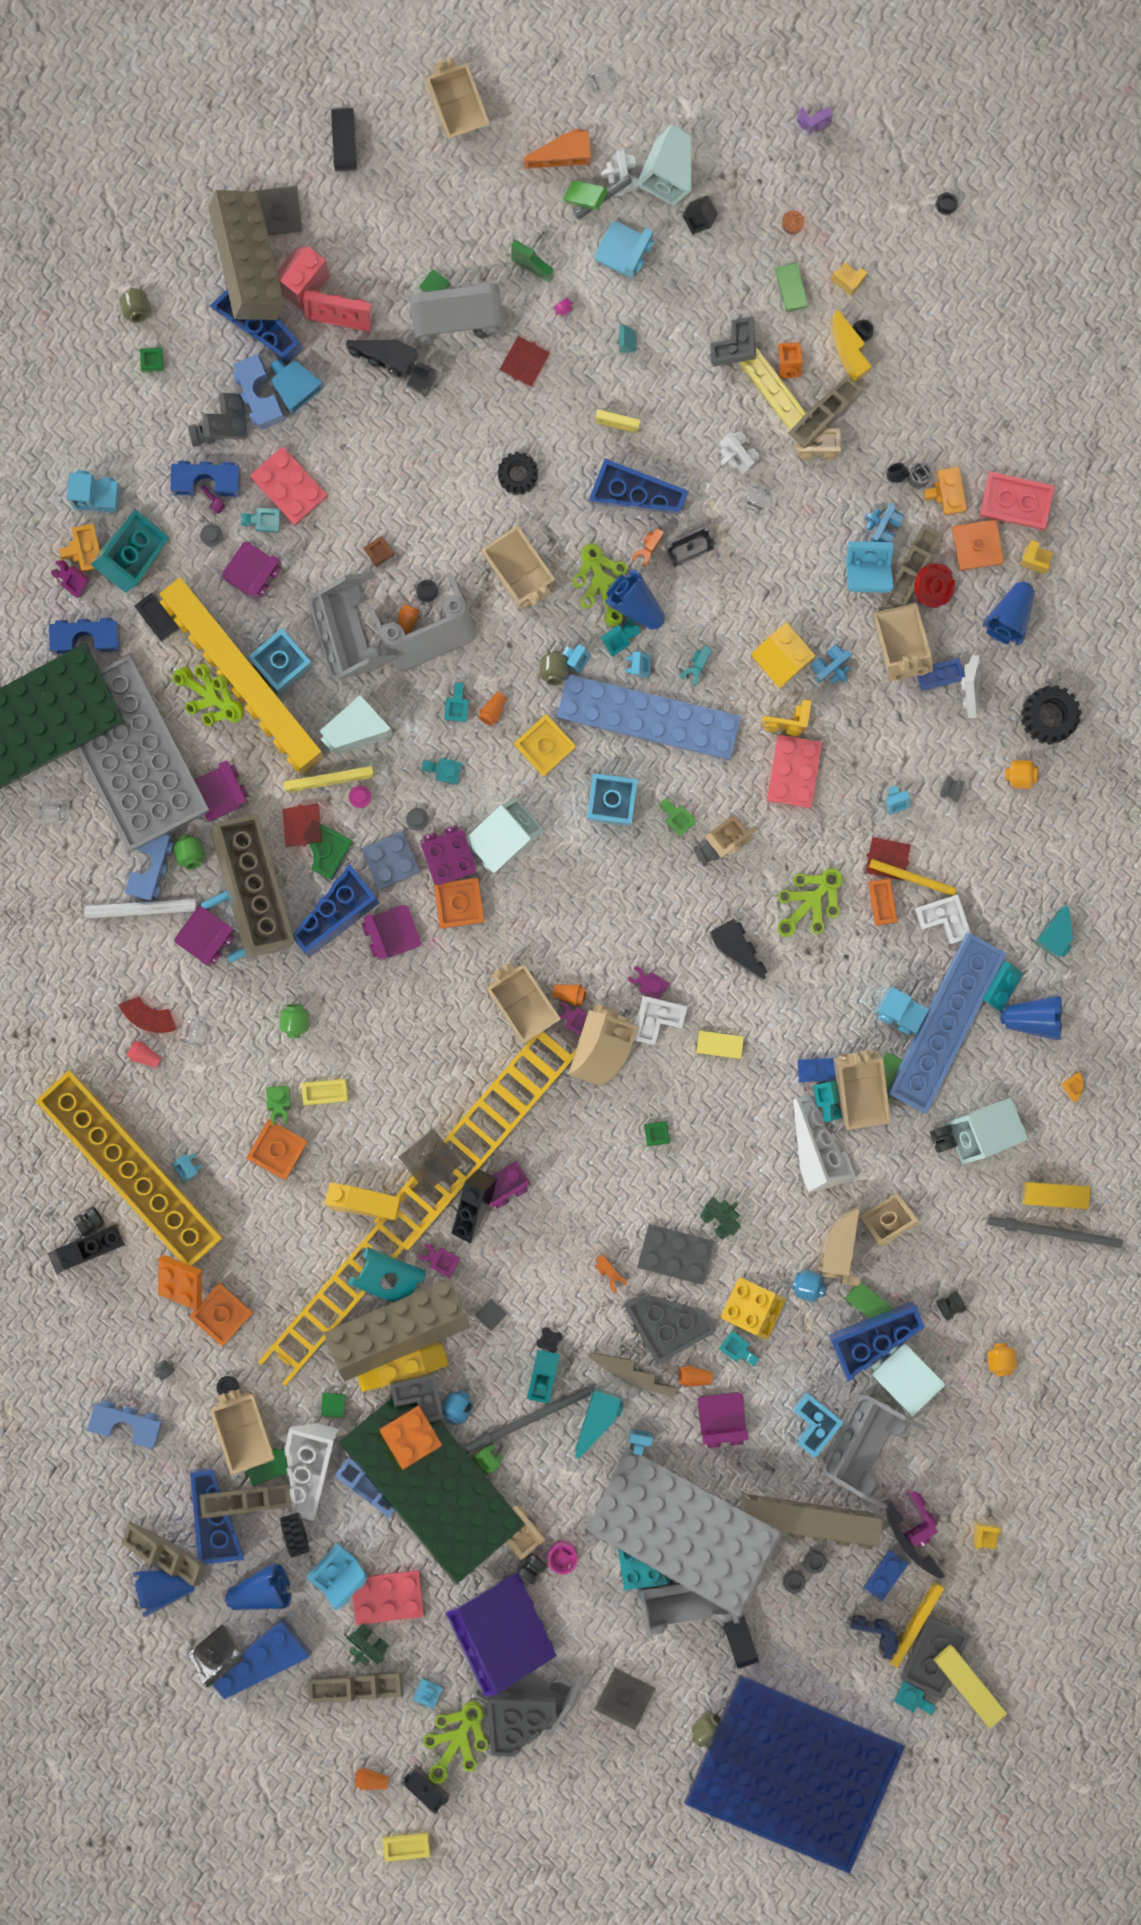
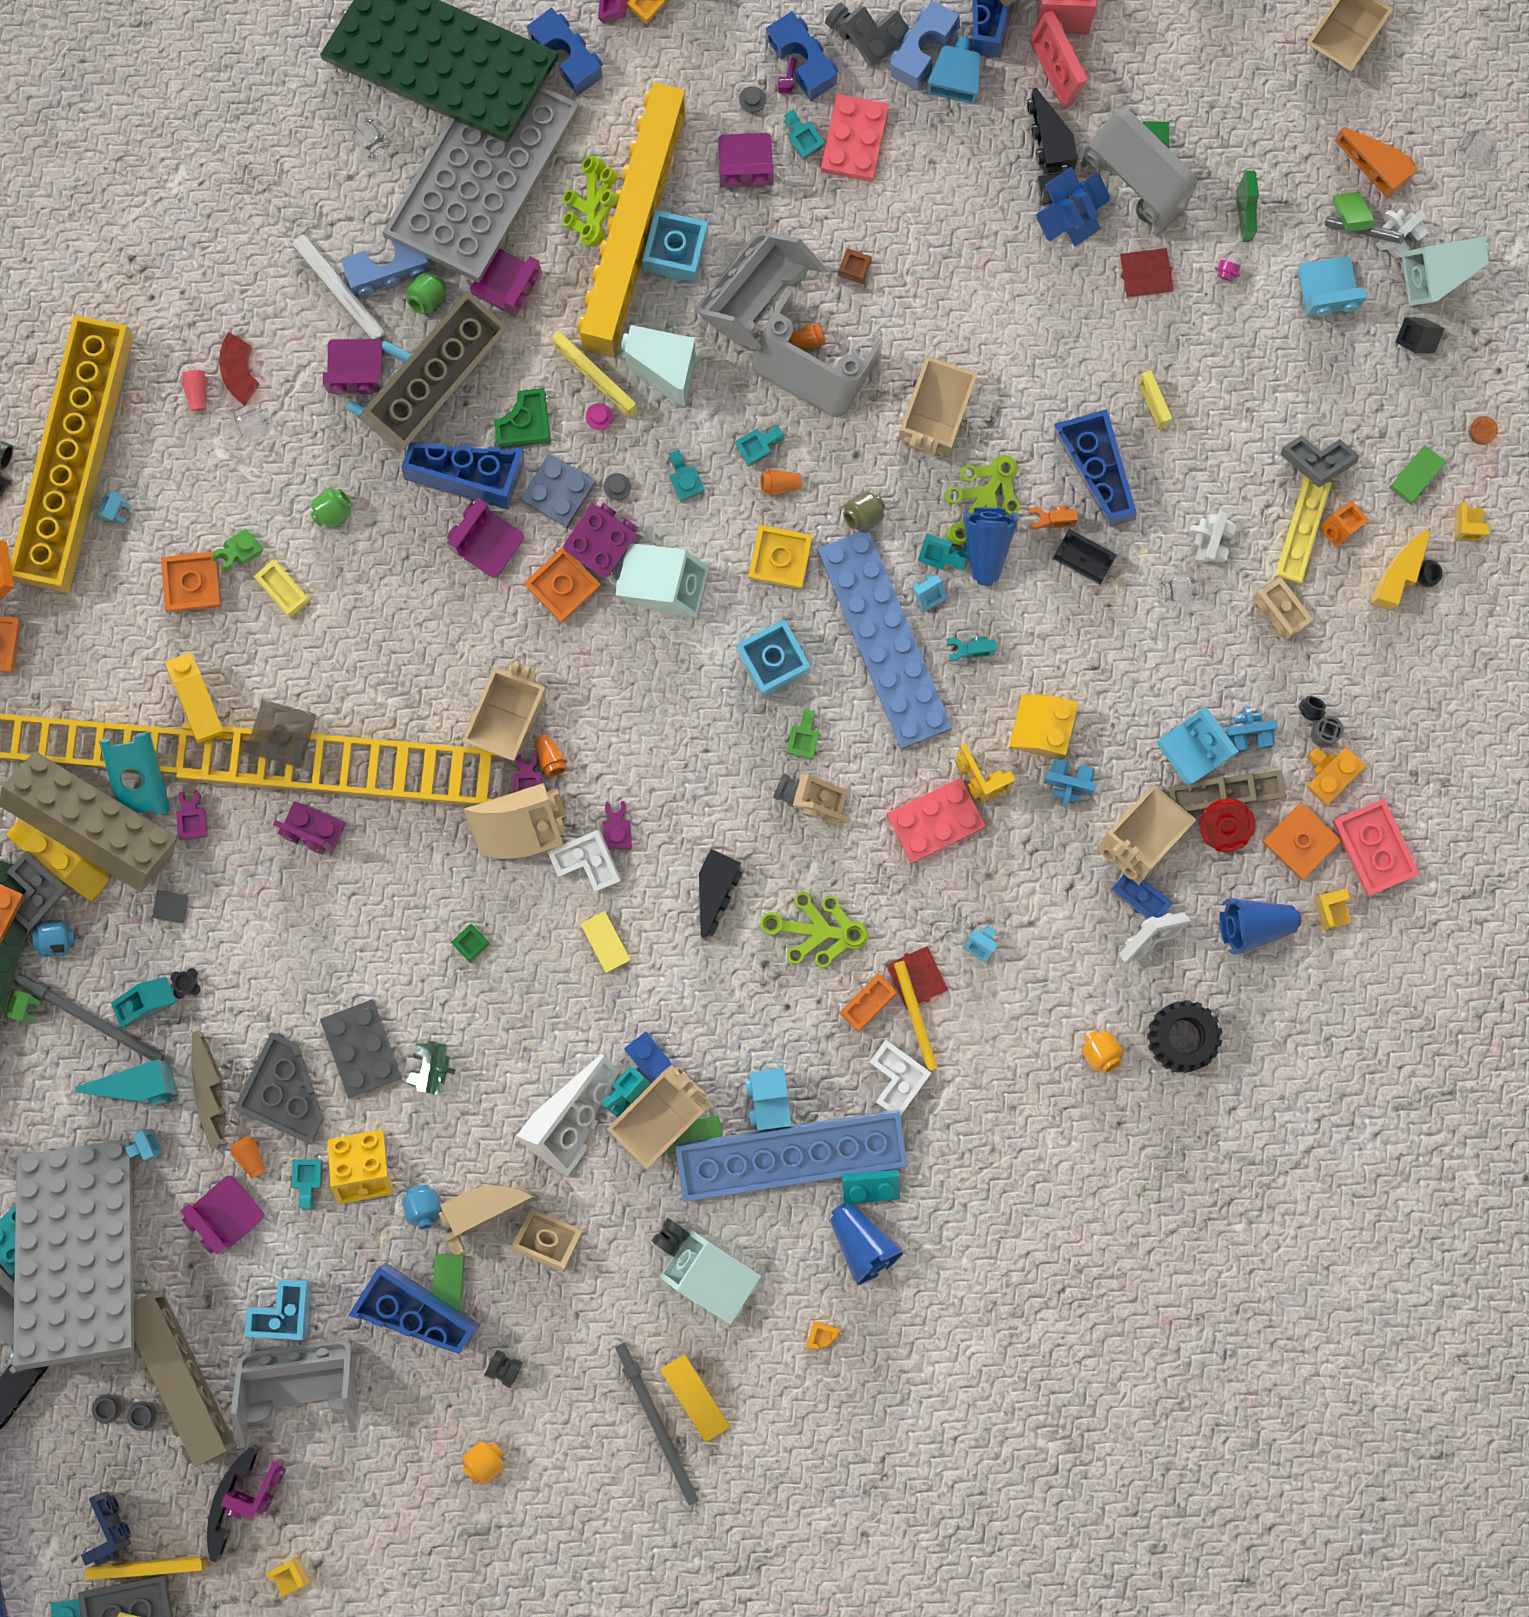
camera: 60 degrees right, 5 degrees down
(130, 551) = (679, 33): teal slope -> none
(156, 617) = (632, 104): black tile -> none
(302, 825) = (530, 381): clear red piece -> none
(427, 590) = (850, 338): black plate -> none
(455, 382) = (1074, 215): none -> blue piece
(473, 1204) = (279, 802): black slope -> none
(517, 460) = (1036, 327): black tyre -> none
(577, 658) = (890, 526): medium azure tile -> none
(605, 1267) = (297, 988): orange plate -> none
(627, 339) = (1243, 352): teal slope -> none
(825, 411) = (1318, 593): dark tan slope -> none
(885, 1575) = (177, 1500): blue plate -> none
(906, 1378) = (394, 1374): light aqua slope -> none
(952, 789) = (1034, 990): dark grey wheel -> none
(1057, 934) = (964, 1205): teal slope -> none

